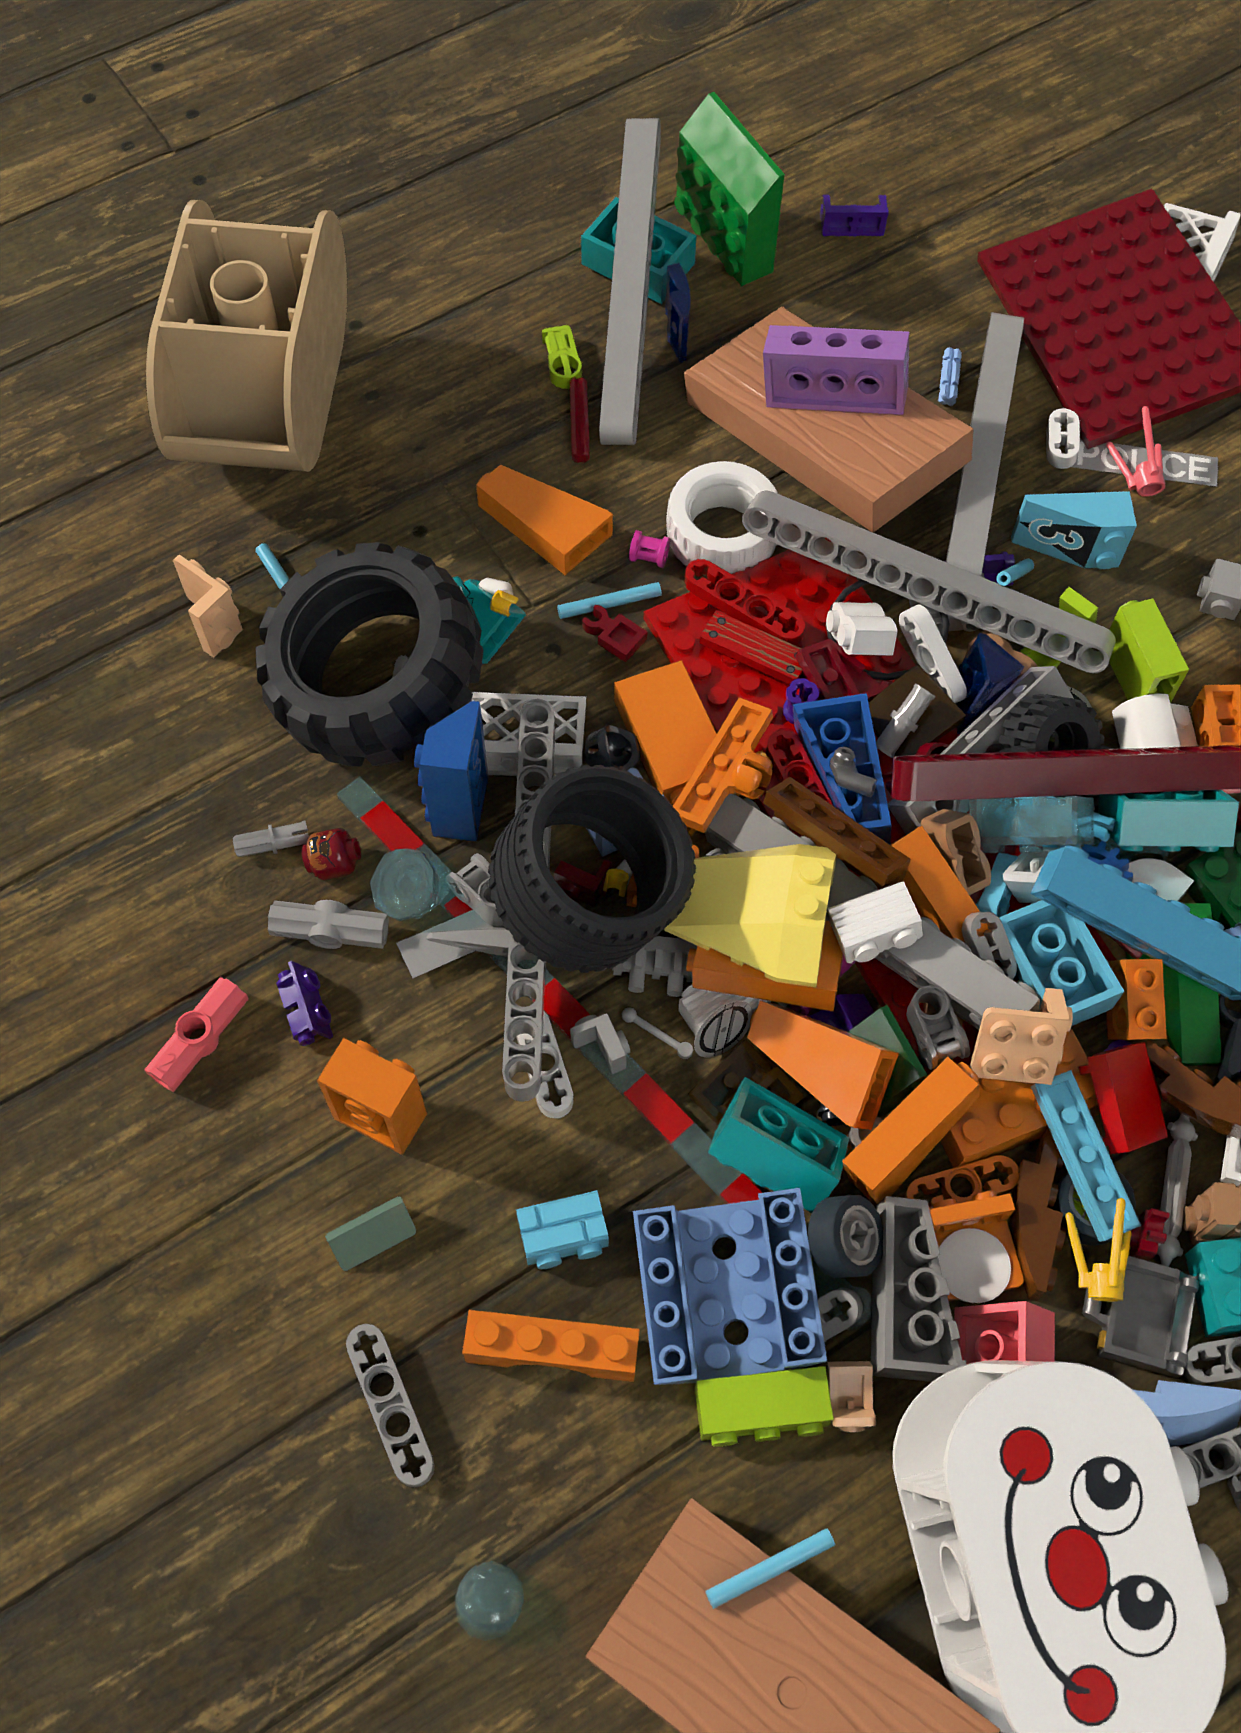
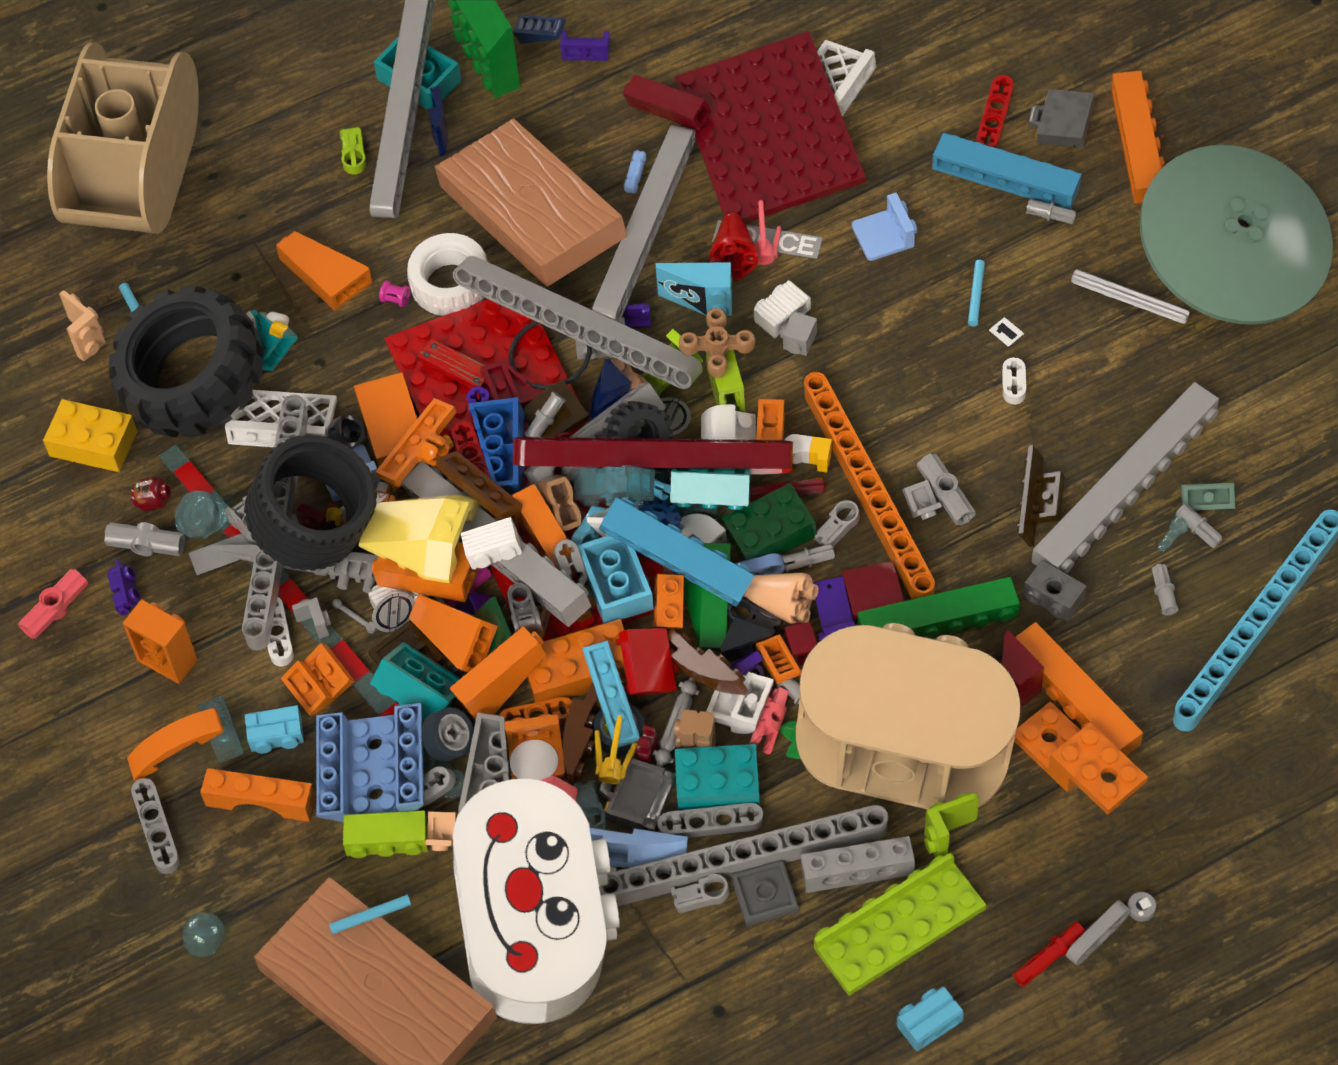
camera: 10 degrees right, 5 degrees down
(232, 767) = (90, 435): none -> yellow brick
(270, 839) = (111, 483): light grey axle -> none
(371, 1233) = (147, 724): sand green slope -> none
(409, 1263) = (173, 738): none -> orange slope
(454, 773) = (234, 442): blue slope -> none
(478, 1234) = (227, 743): none -> clear light blue slope
(579, 420) = (359, 198): dark red axle -> none
(609, 600) = (362, 329): medium azure bar -> none
(617, 1141) = (317, 679): none -> orange slope
(618, 635) = (363, 354): dark red plate -> none
(748, 598) = (455, 331): red beam -> none
(795, 193) = (536, 28): none -> dark blue slope
(836, 369) = (531, 171): medium lavender brick -> none
(847, 774) = (493, 449): flat silver arm -> none
(862, 628) = (526, 353): white brick -> none
(932, 651) = (571, 372): white beam -> none
(981, 283) = (667, 102): none -> dark red brick
(1015, 572) = (645, 317): medium azure piece -> none
(1022, 1042) = (571, 618): light nougat bracket -> none
(1055, 438) = (704, 220): white beam -> none
(1071, 1333) = (589, 802): none -> clear light blue piece
(1113, 466) = (734, 246): none -> red cone
(1144, 605) = (716, 342): none -> medium nougat gear
(1191, 555) = (778, 307): none -> white brick

